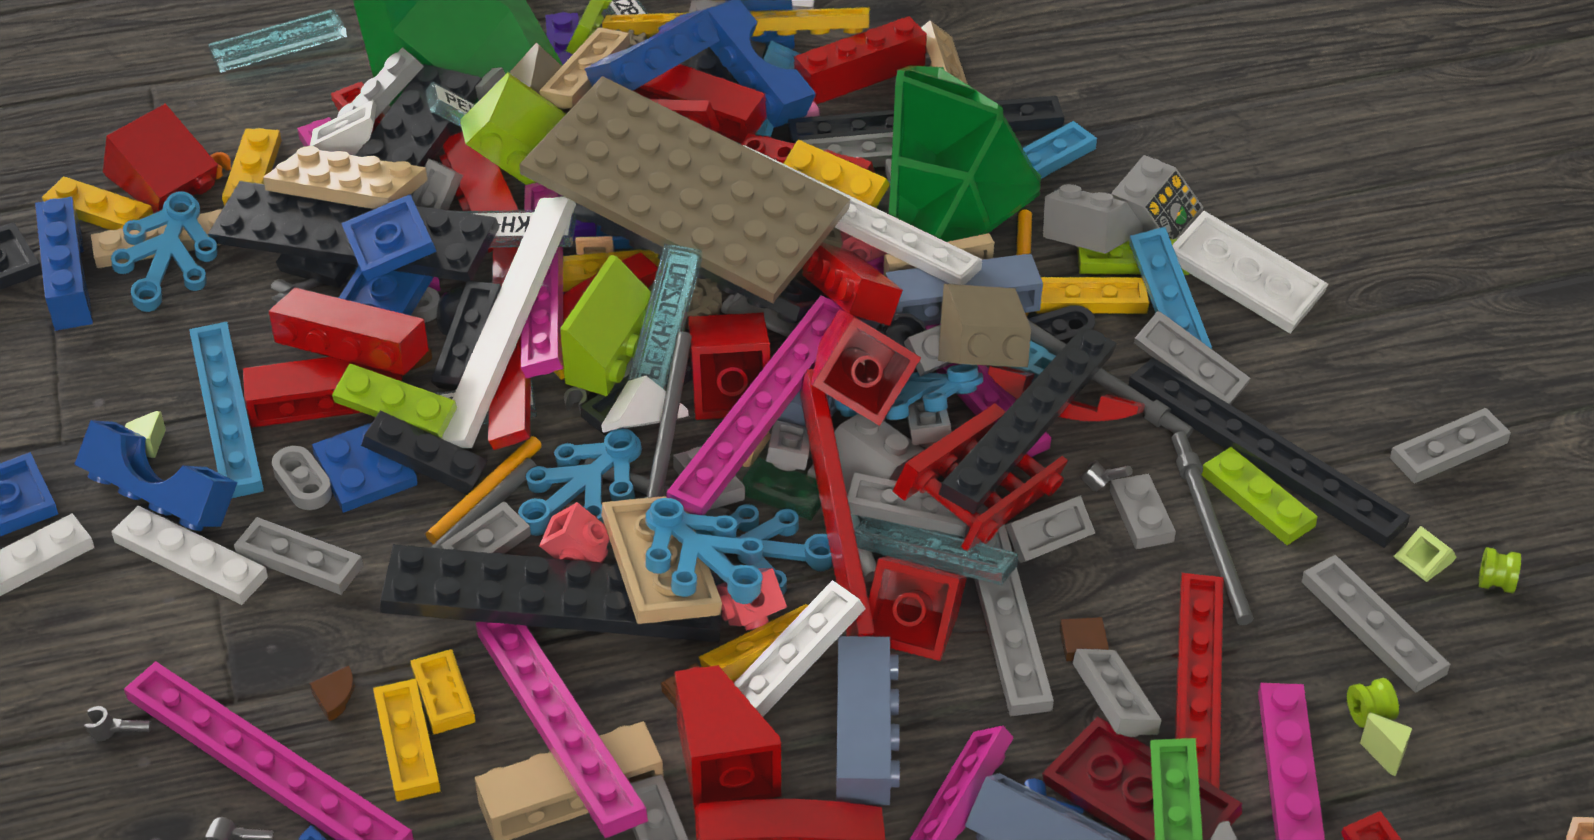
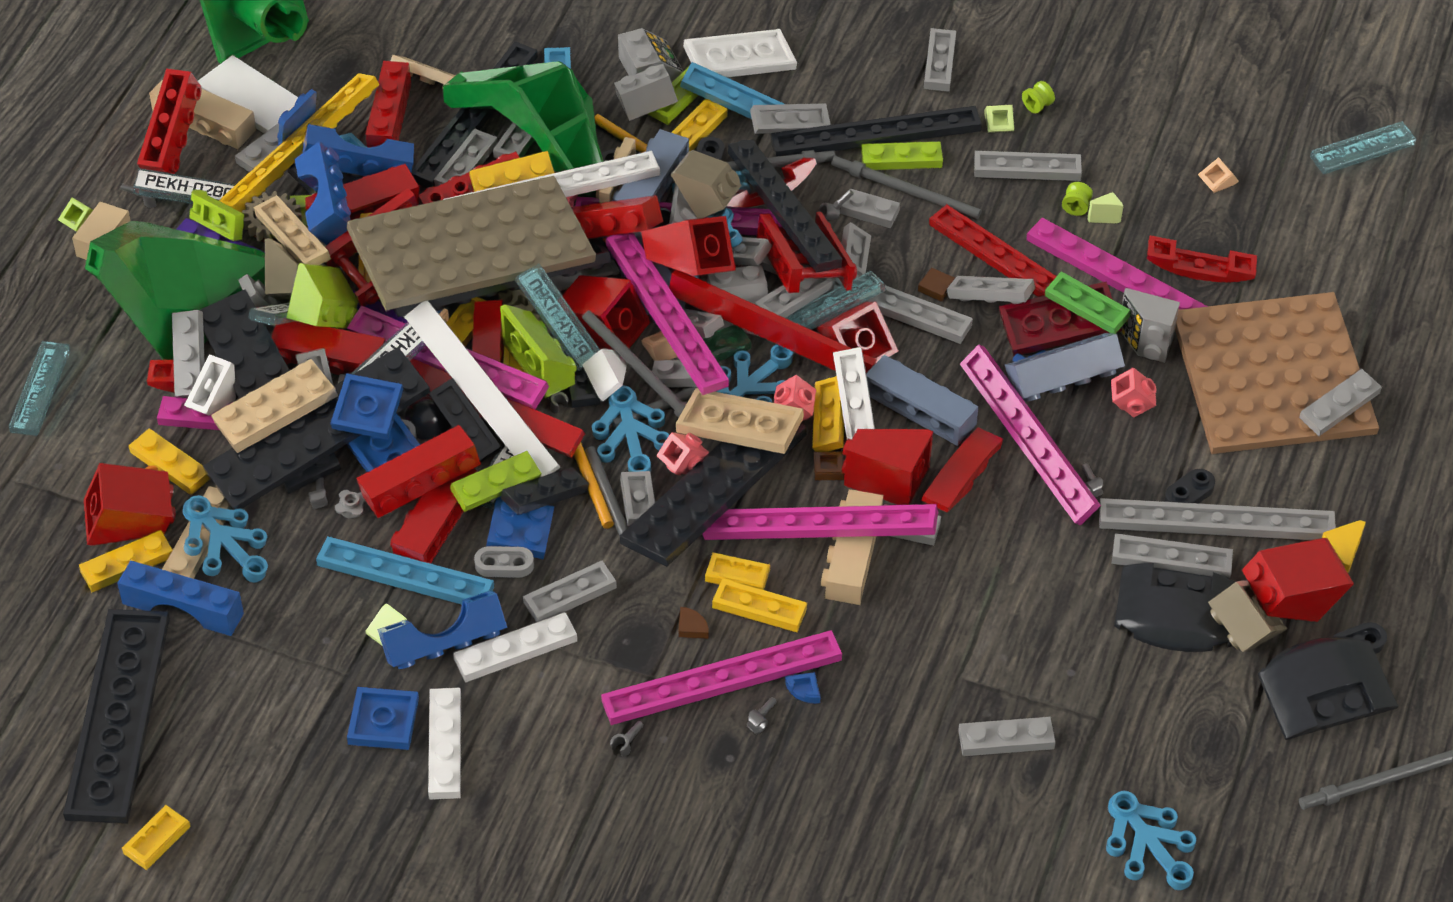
camera: 55 degrees left, 5 degrees up
(668, 518) = (727, 398): dark azure plant -> none

